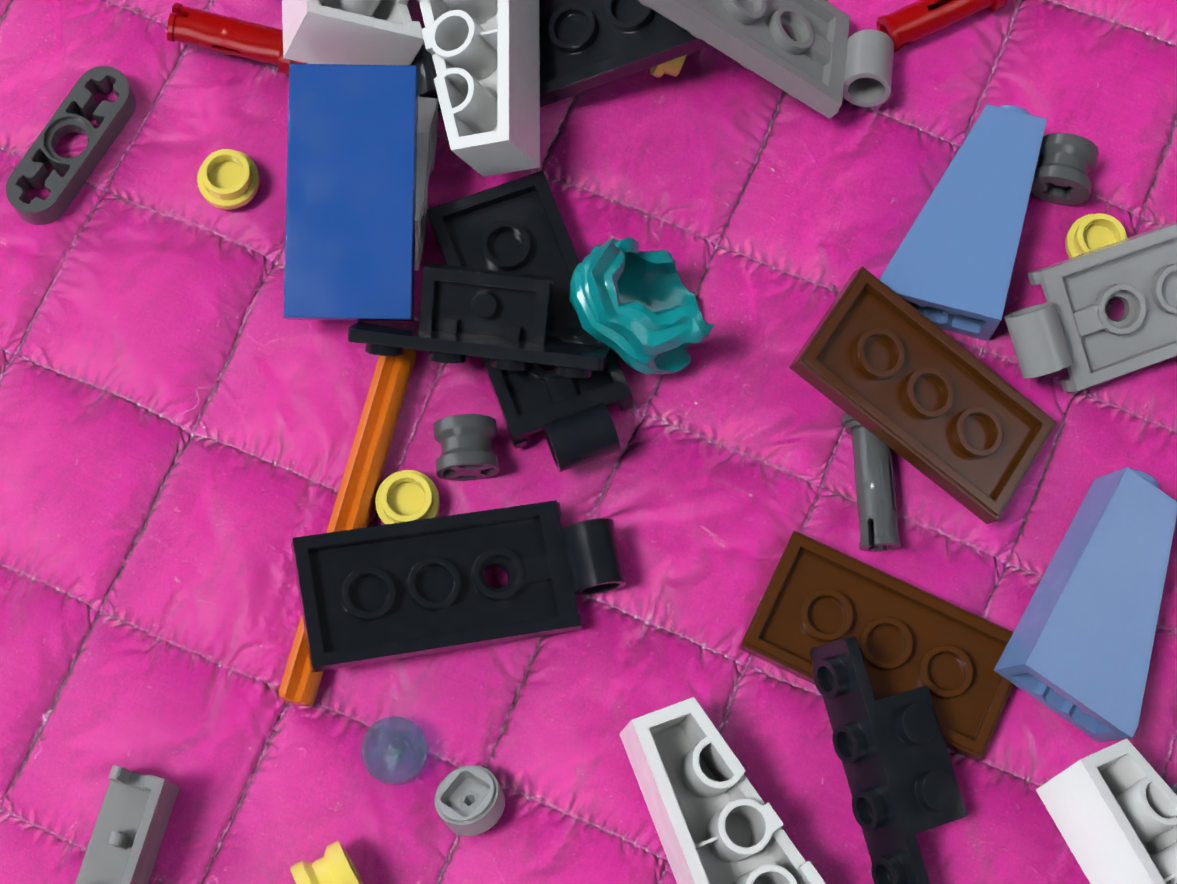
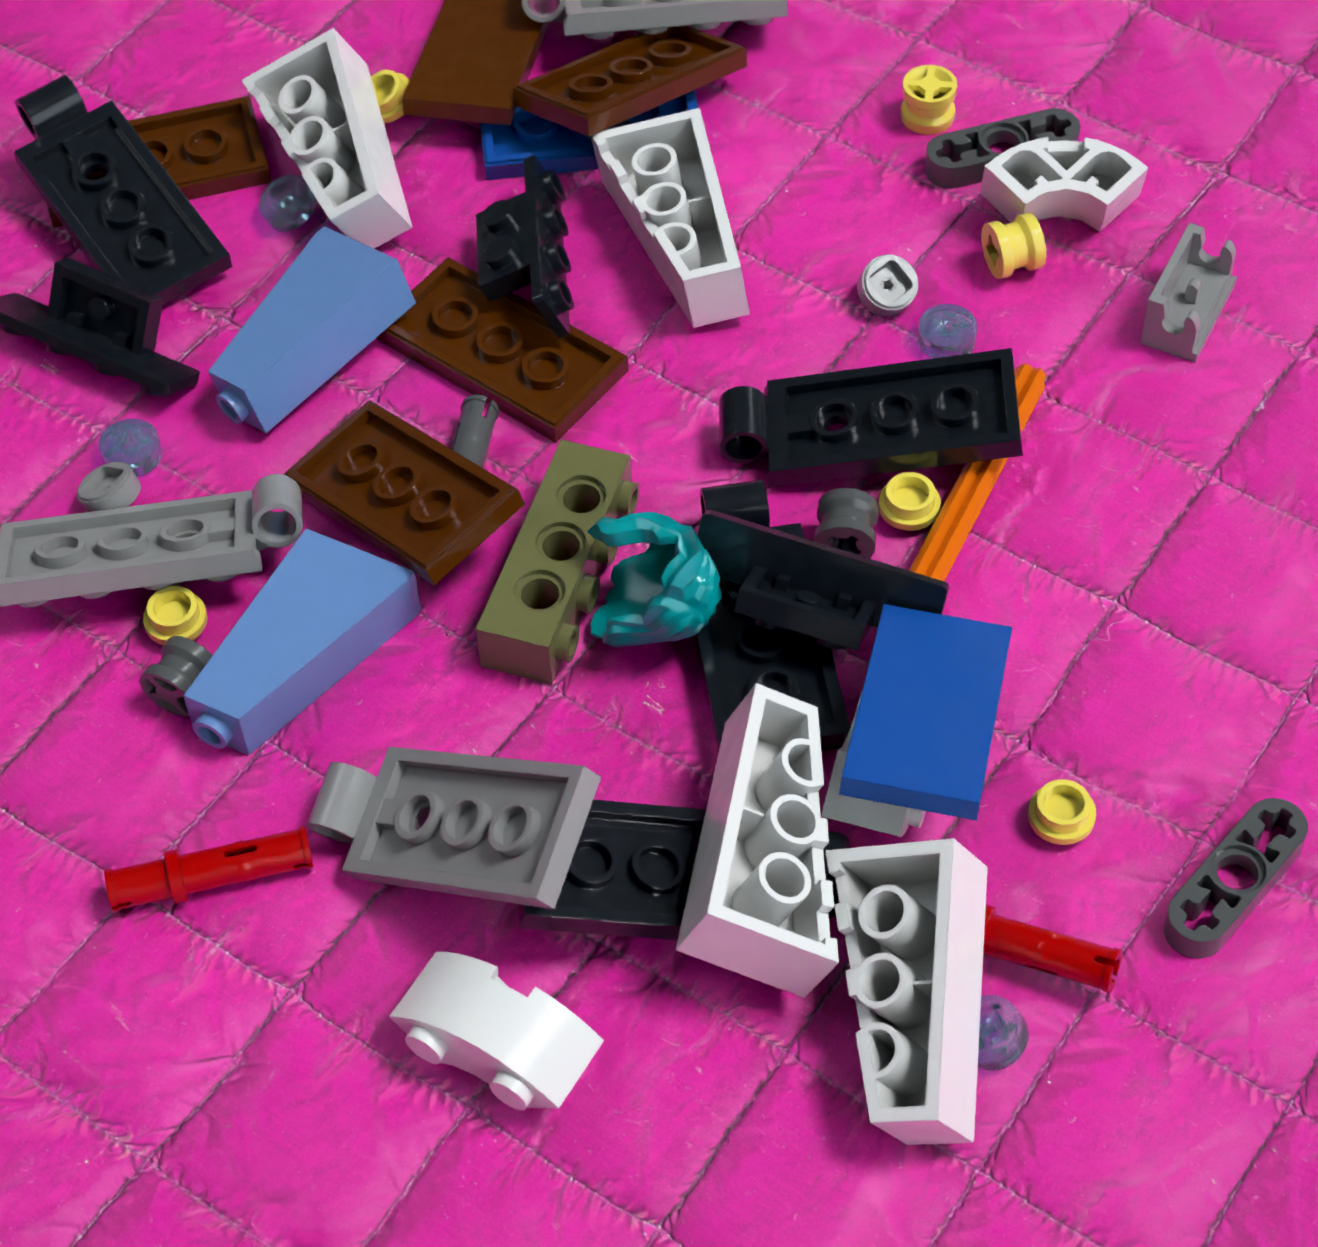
camera: 165 degrees left, 20 degrees down
(767, 266) = (555, 563): none -> olive brick

